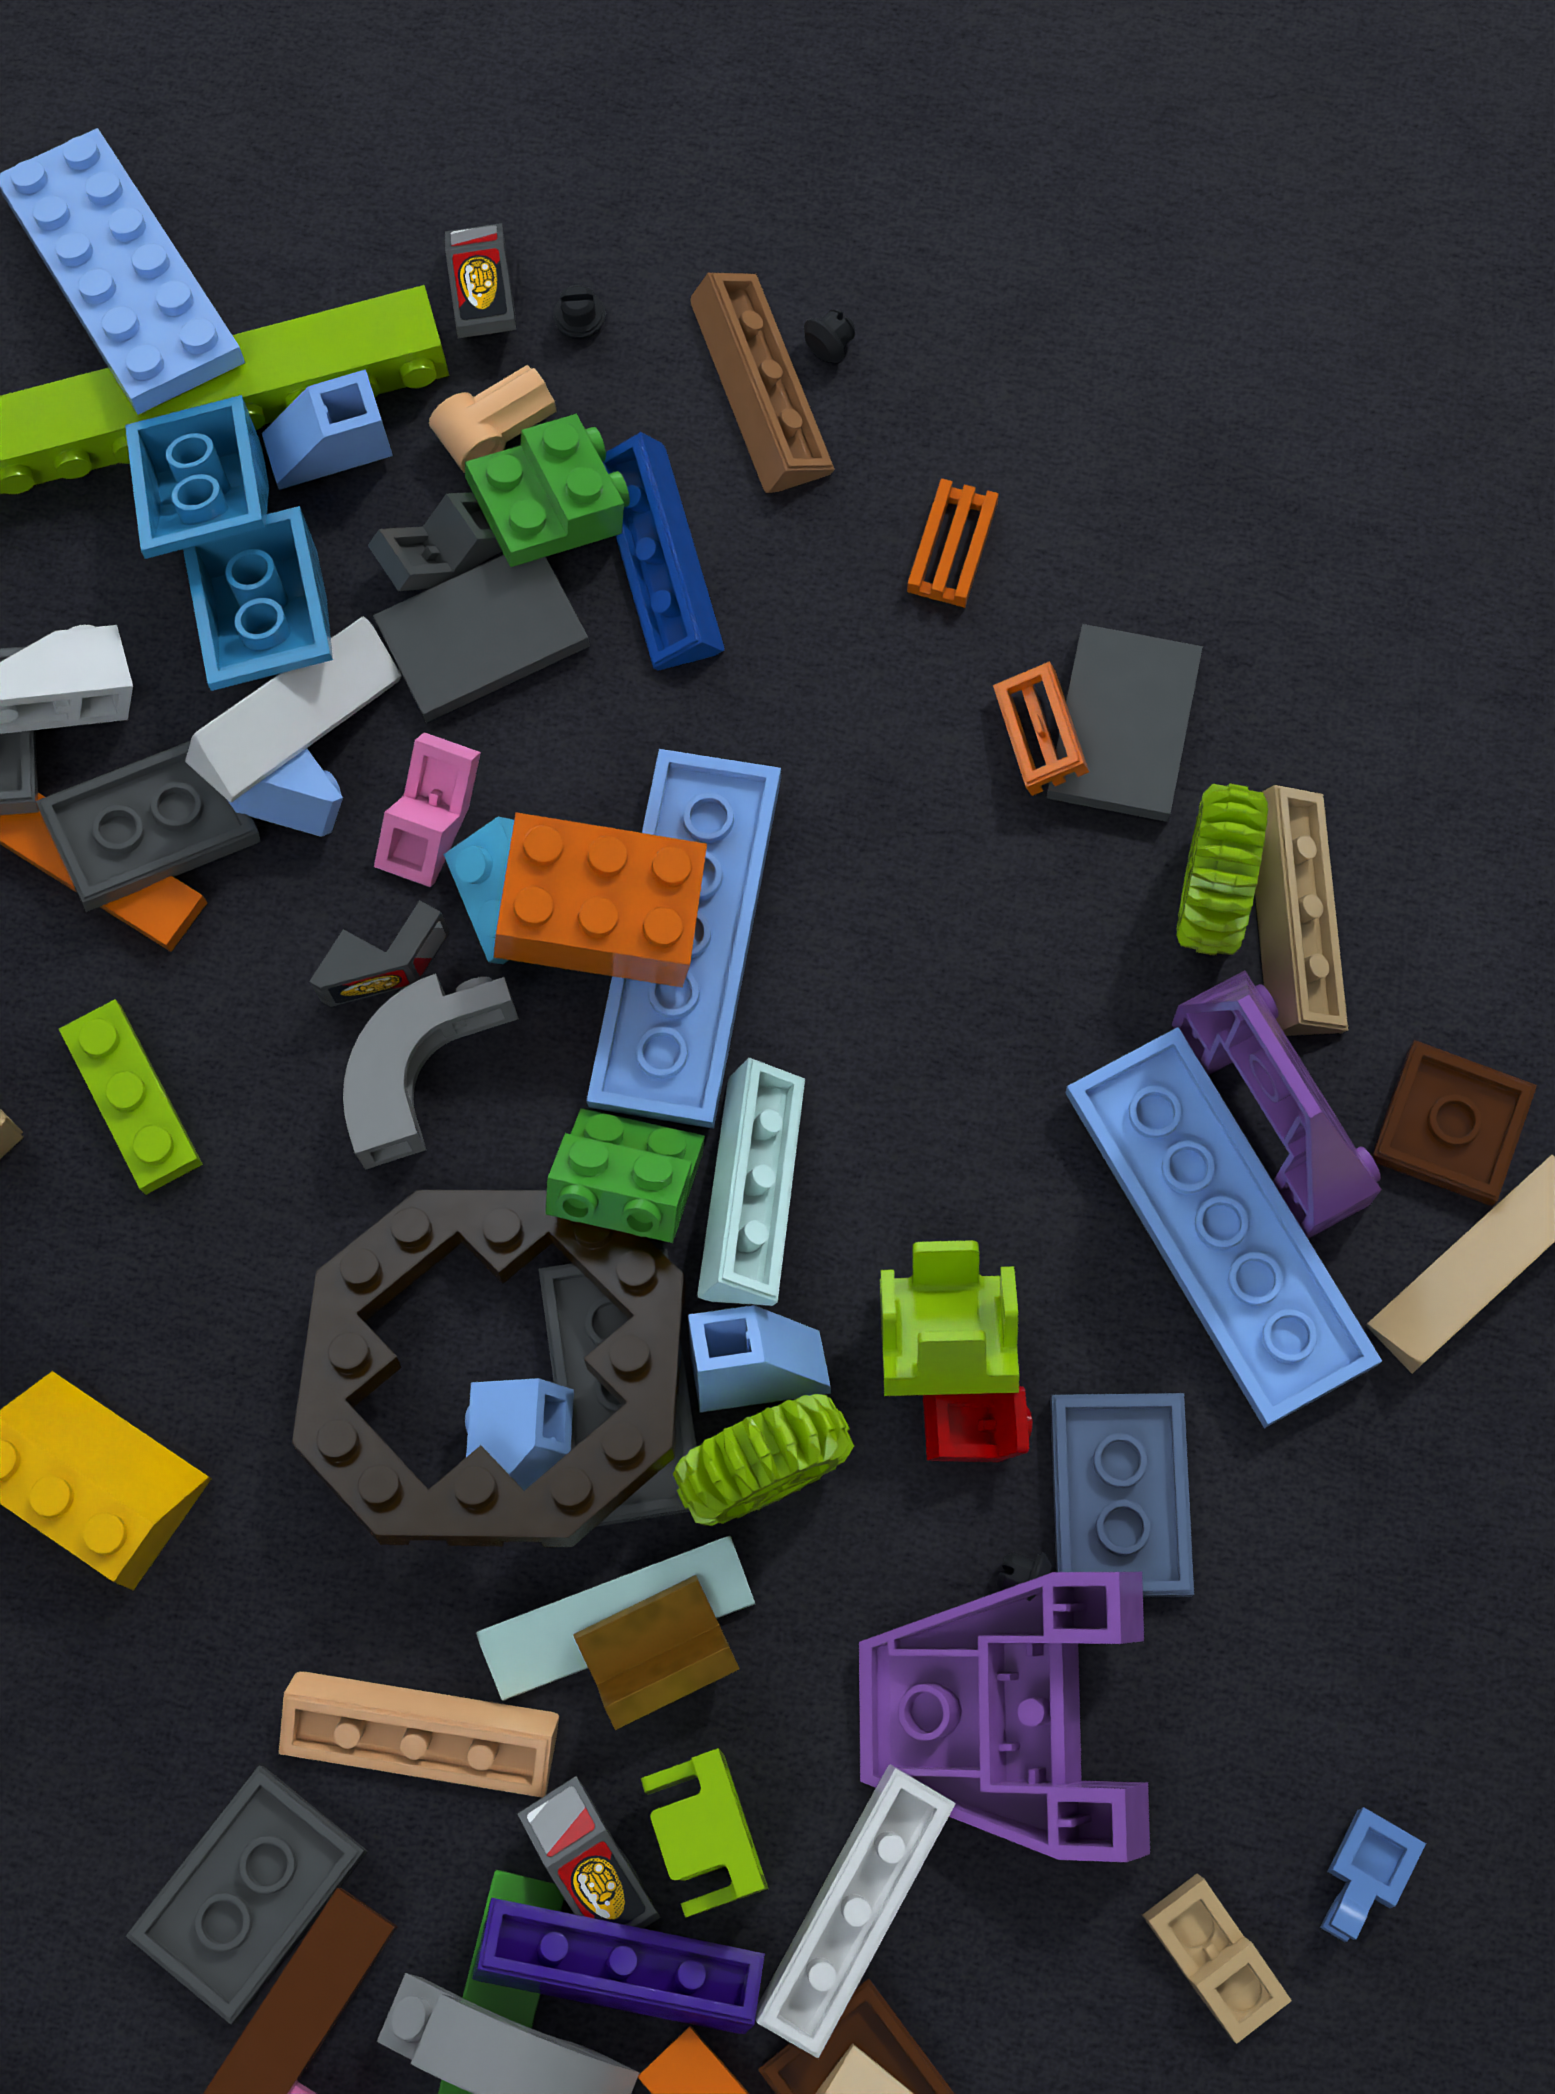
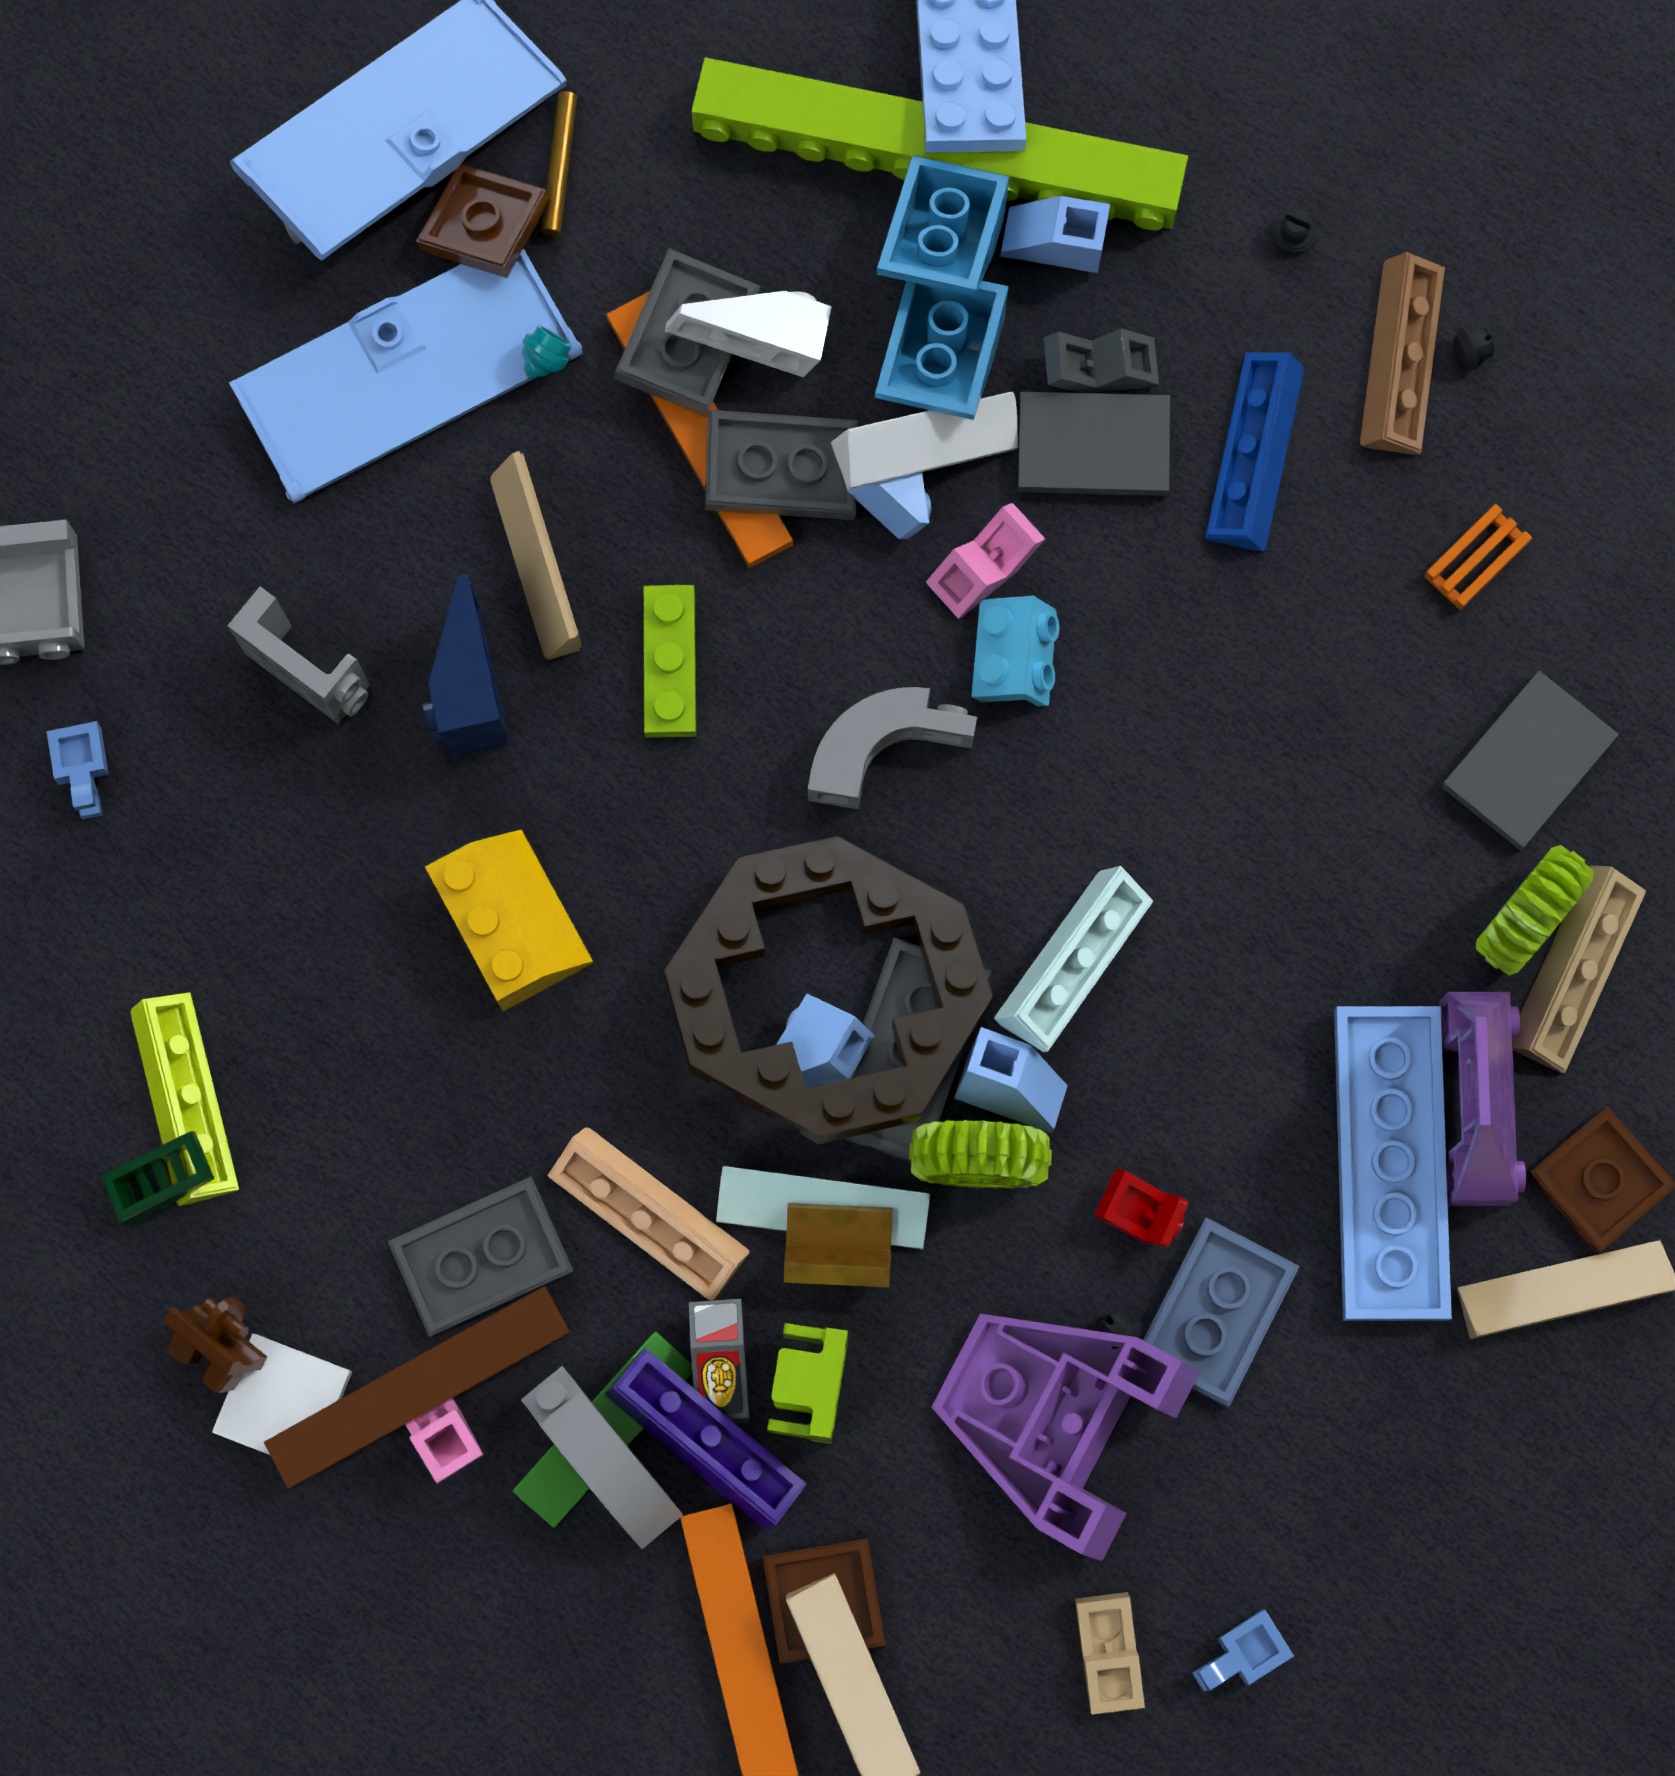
camera: 25 degrees right, 5 degrees up
(361, 970) = (877, 655): dark grey slope -> none
(480, 280) = (1233, 168): slope -> none
(484, 423) = (1173, 284): light nougat piece -> none
(549, 491) = (1198, 364): bright green plate -> none
(600, 900) = (1074, 698): orange brick -> none
(624, 1175) = (988, 903): bright green plate -> none
(668, 1044) = (1122, 753): light blue plate -> none
(853, 1911) = (882, 1487): white slope -> none
(949, 1324) = (1159, 1130): lime panel -> none
(1055, 768) = (1457, 771): orange tile -> none

